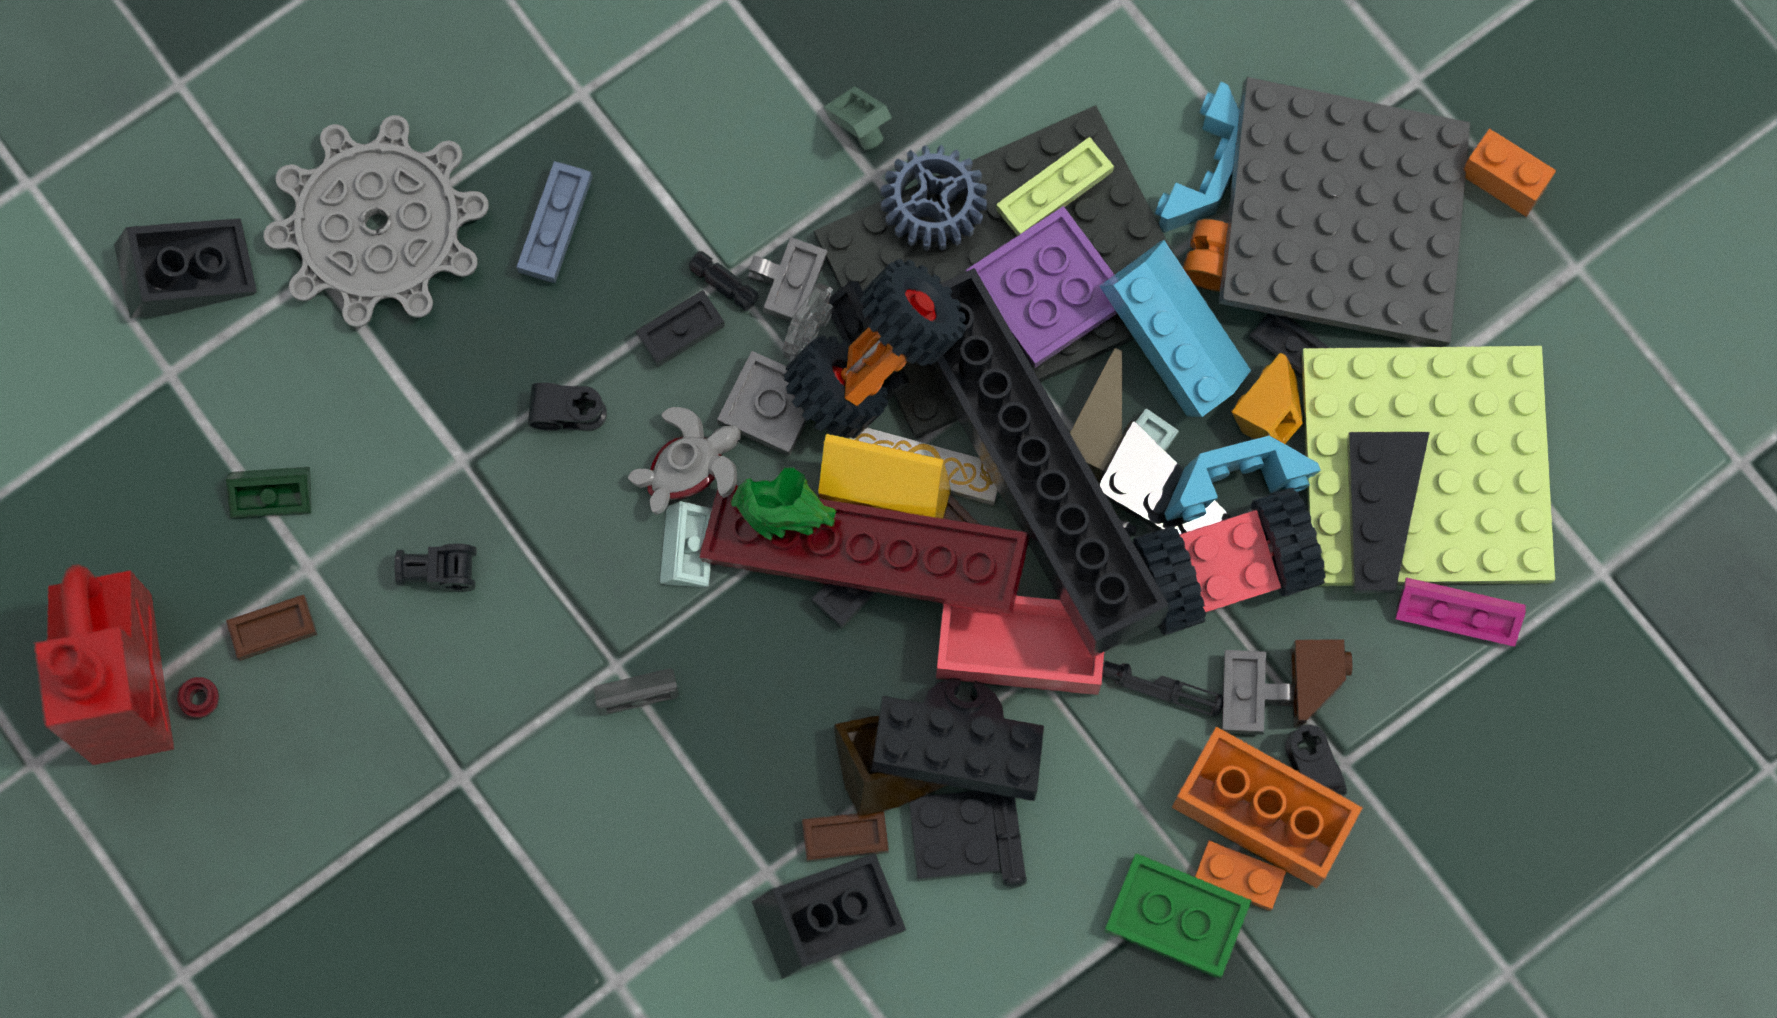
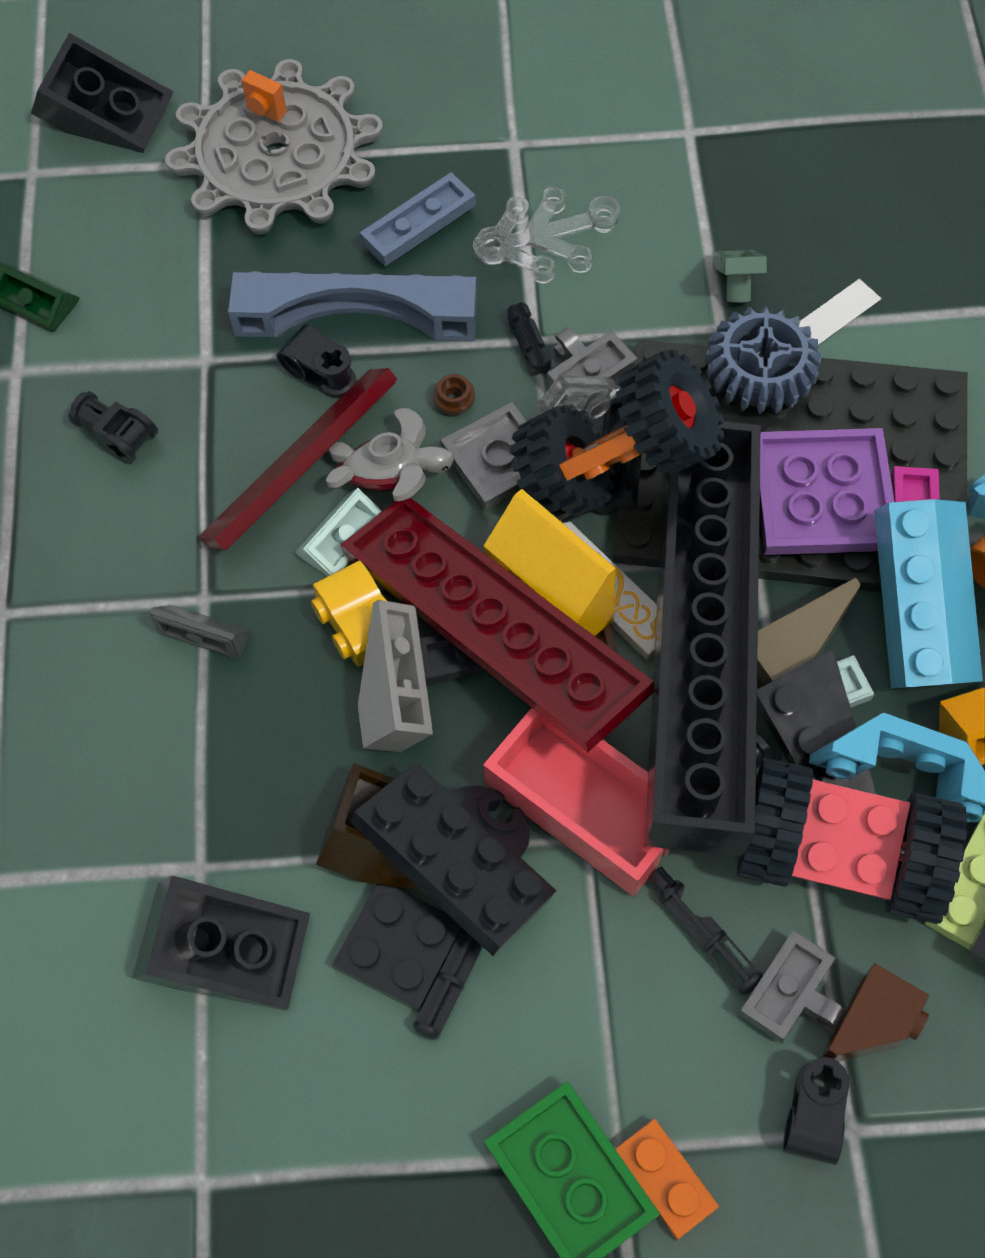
camera: 35 degrees right, 10 degrees down
(343, 185) = (264, 96): none -> orange plate
(611, 503) = (297, 459): none -> dark red tile
(629, 298) = (277, 301): none -> sand blue arch
(669, 175) = (499, 245): none -> clear plant
(680, 328) = (463, 353): black plate -> none
(692, 359) = (454, 385): none -> reddish brown plate
(751, 605) = (347, 604): none -> yellow brick
(781, 505) = (438, 532): green hair -> none
(823, 645) = (393, 682): none -> light grey slope
(845, 836) = (294, 879): reddish brown tile -> none
(956, 107) = (840, 310): none -> white sticker
(1055, 186) = (890, 408): yellowish green plate -> none
(1117, 244) = (915, 483): none -> dark pink plate
(1267, 807) = (739, 1123): orange slope -> none

